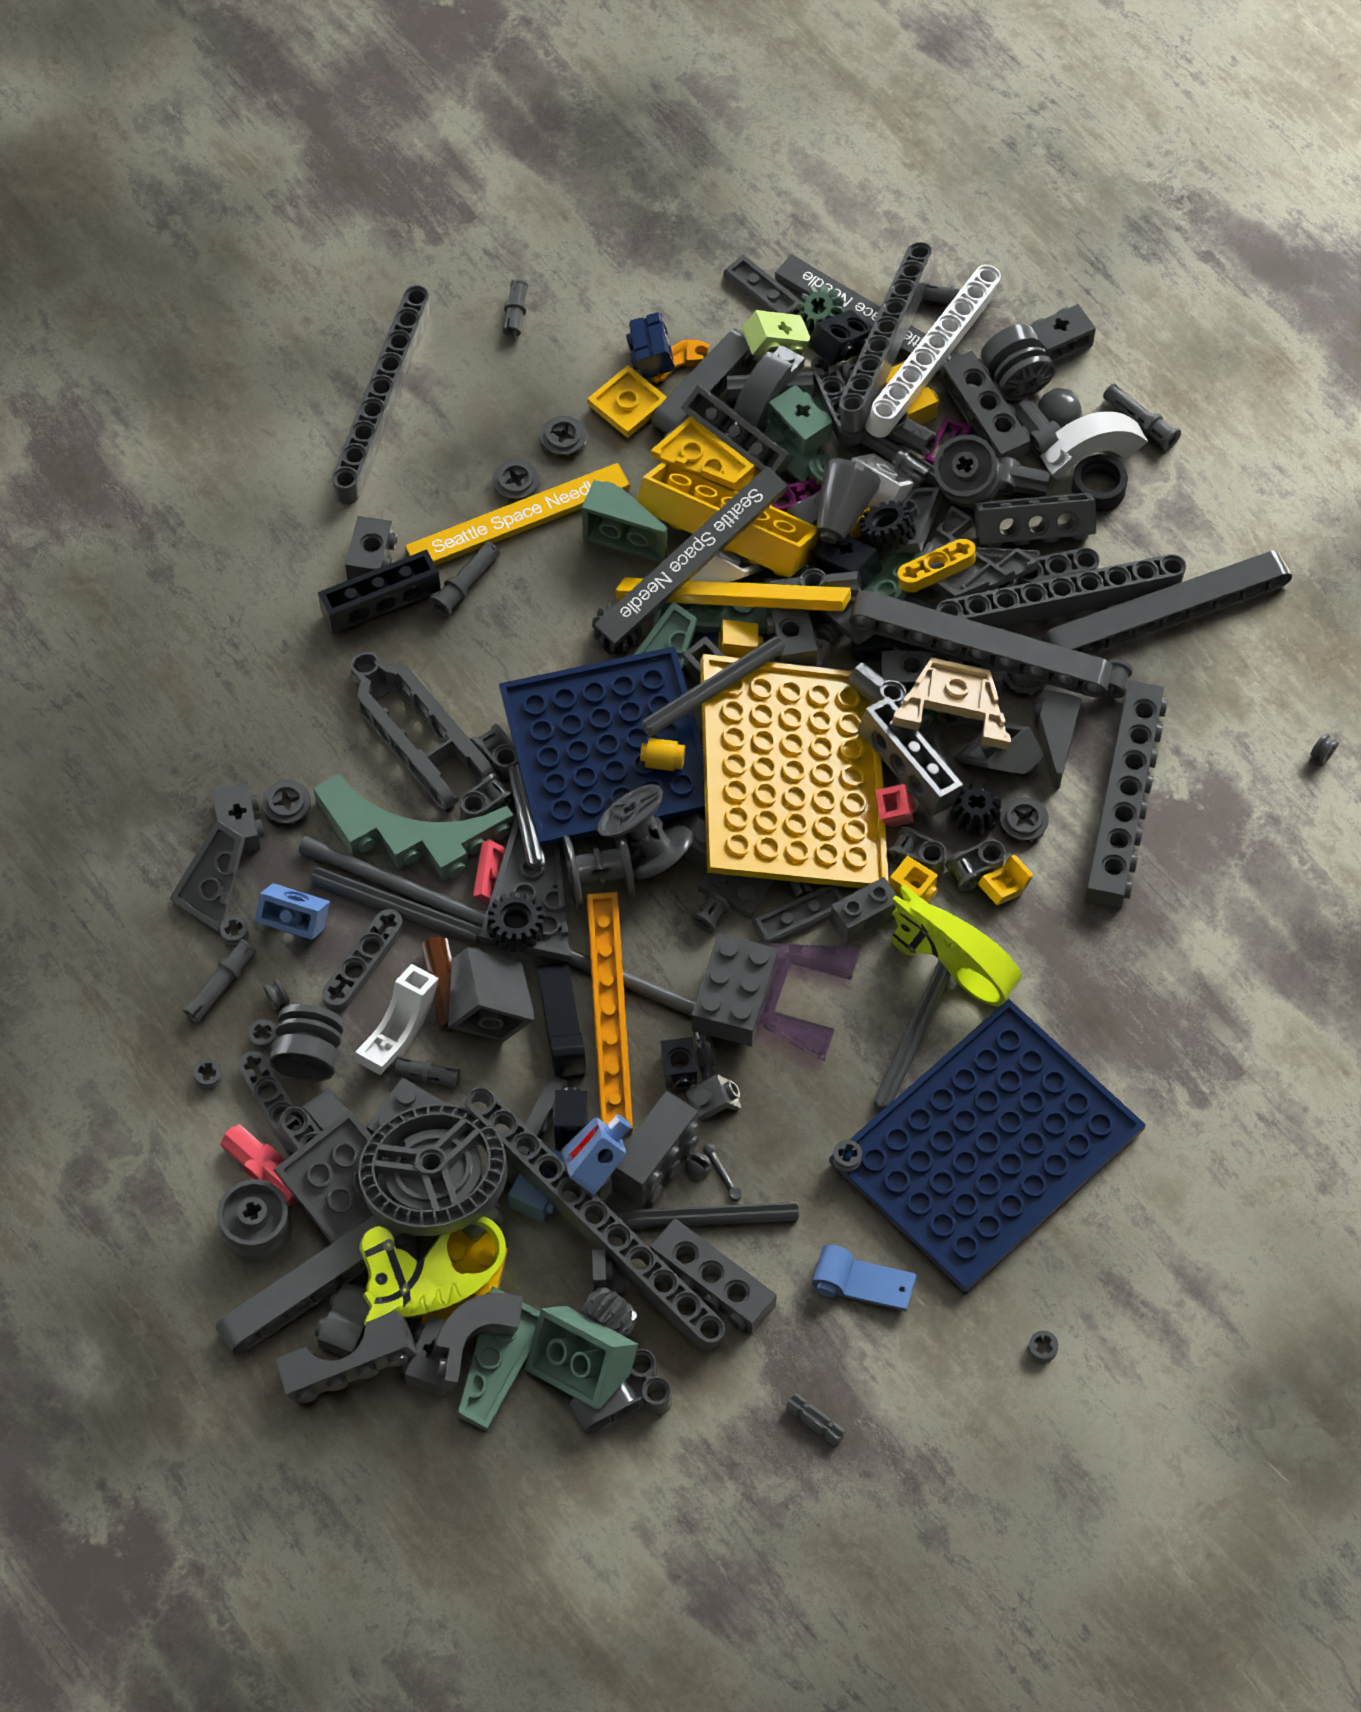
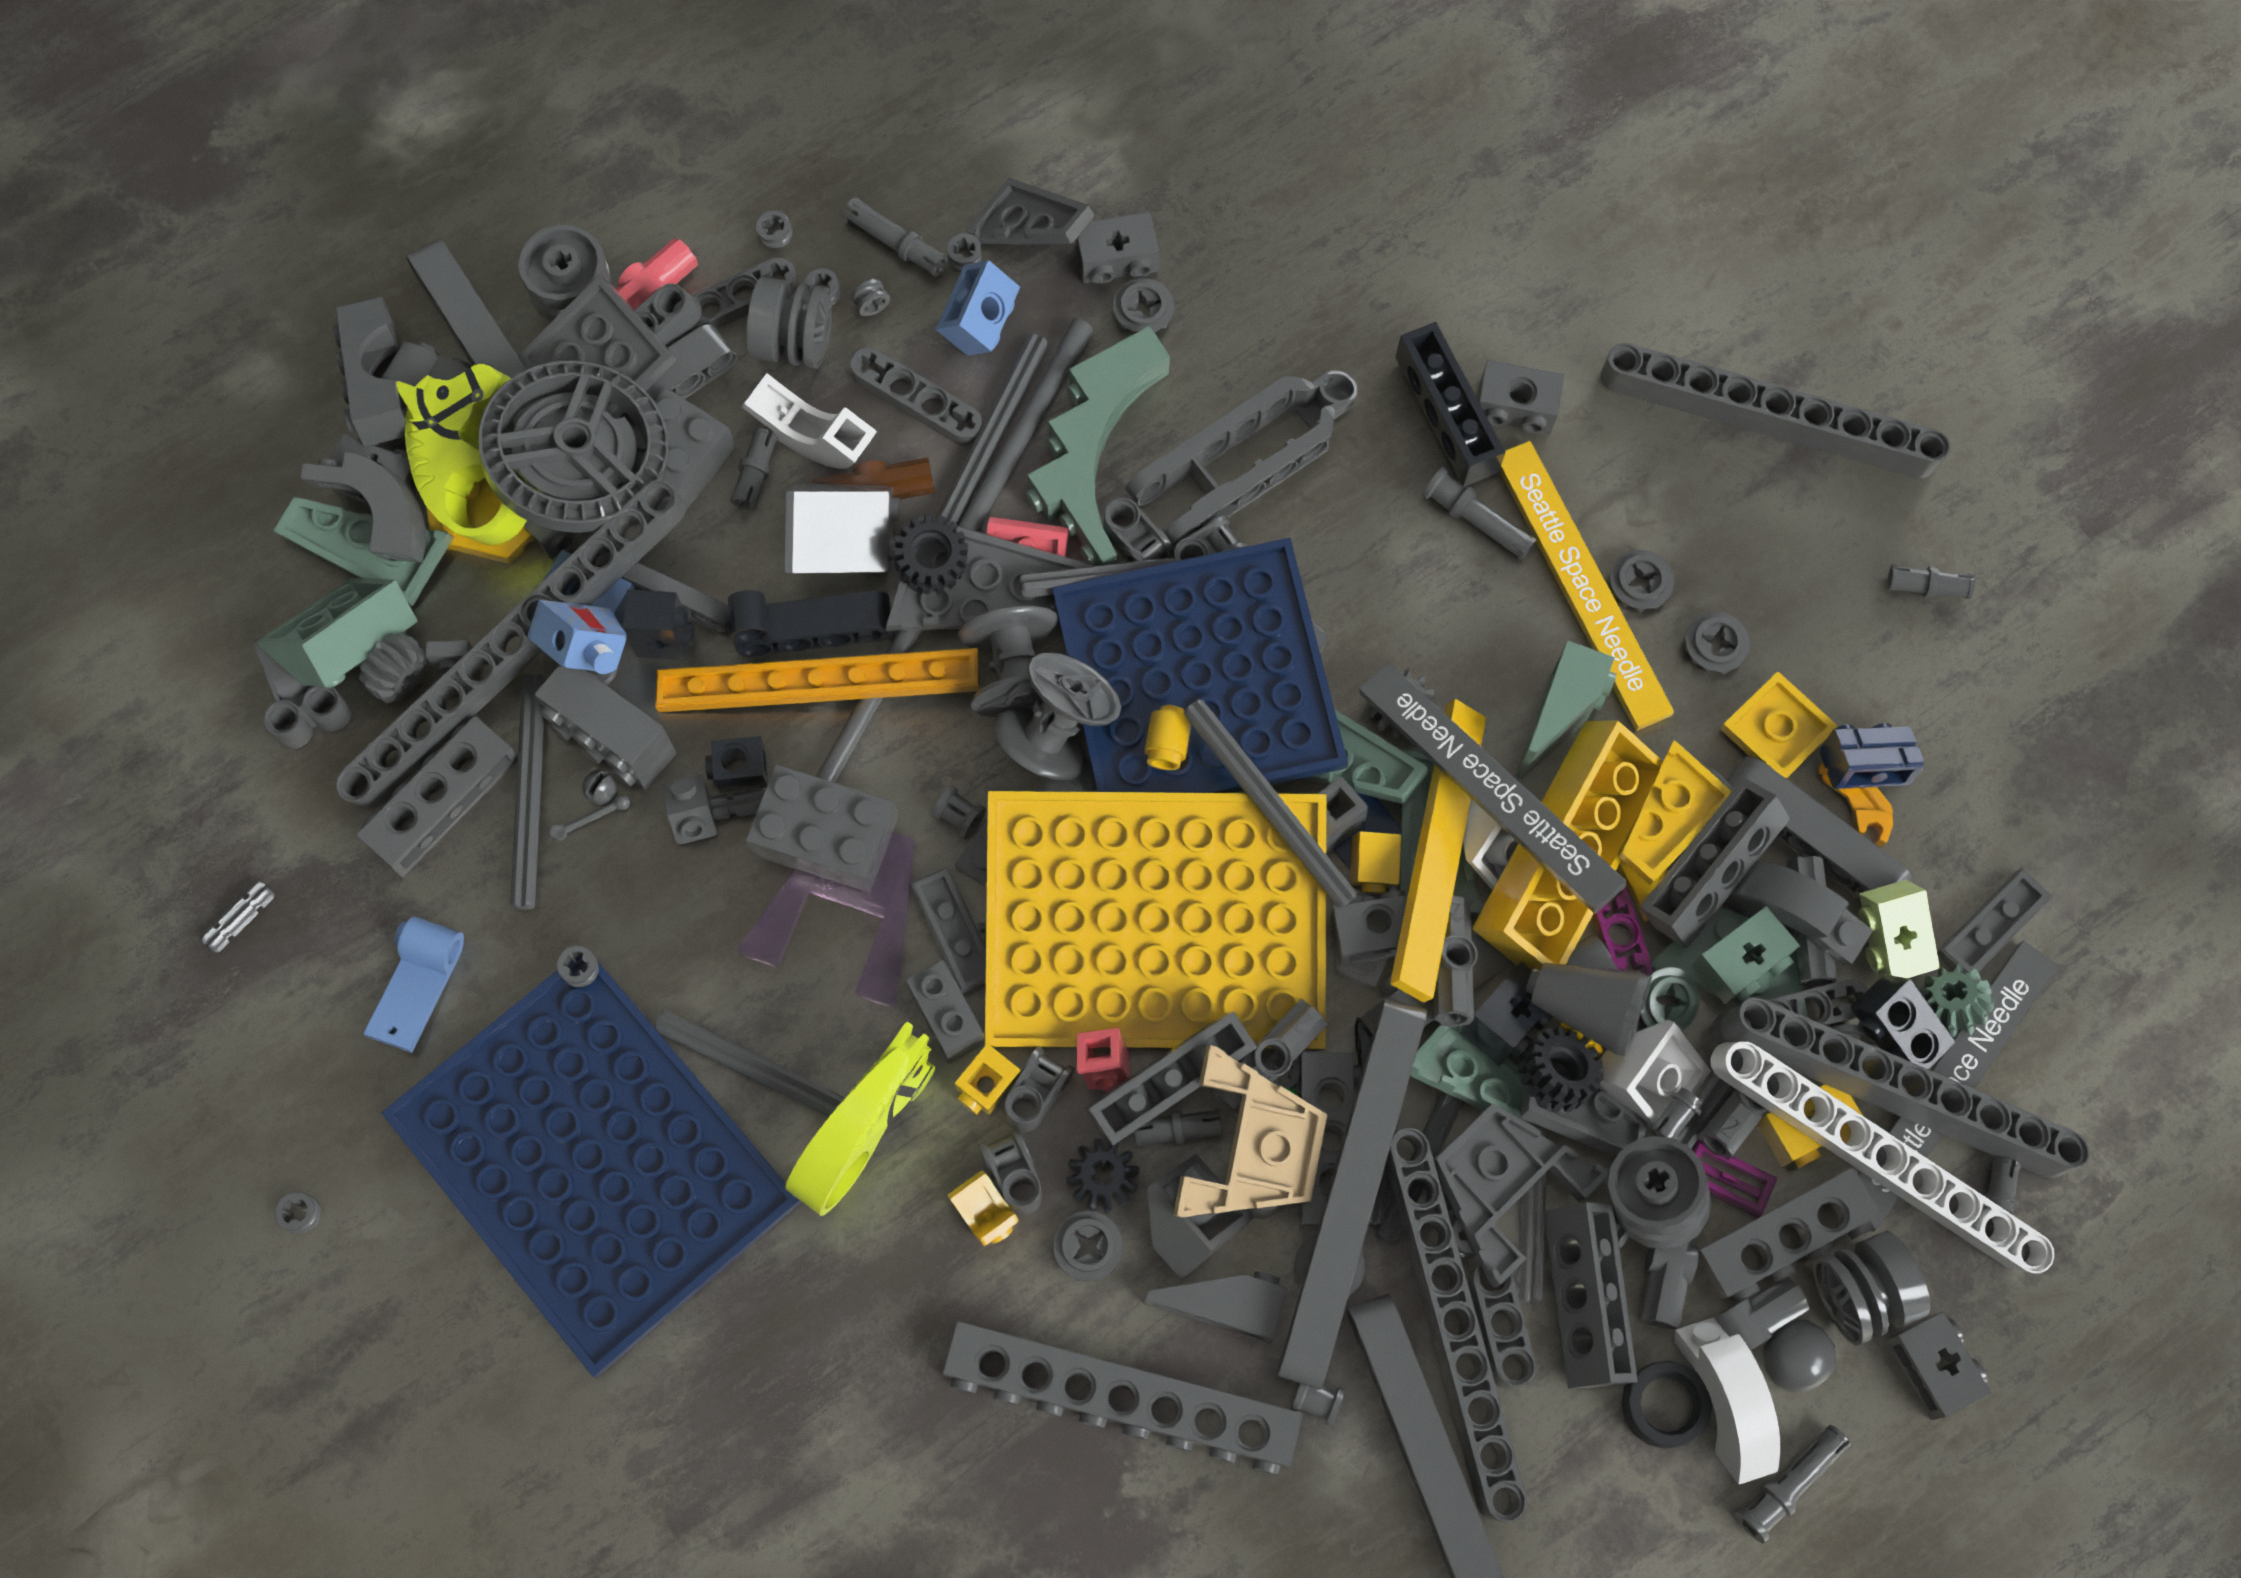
camera: 90 degrees right, 10 degrees up
(955, 556) = (1484, 1100): yellow beam -> none

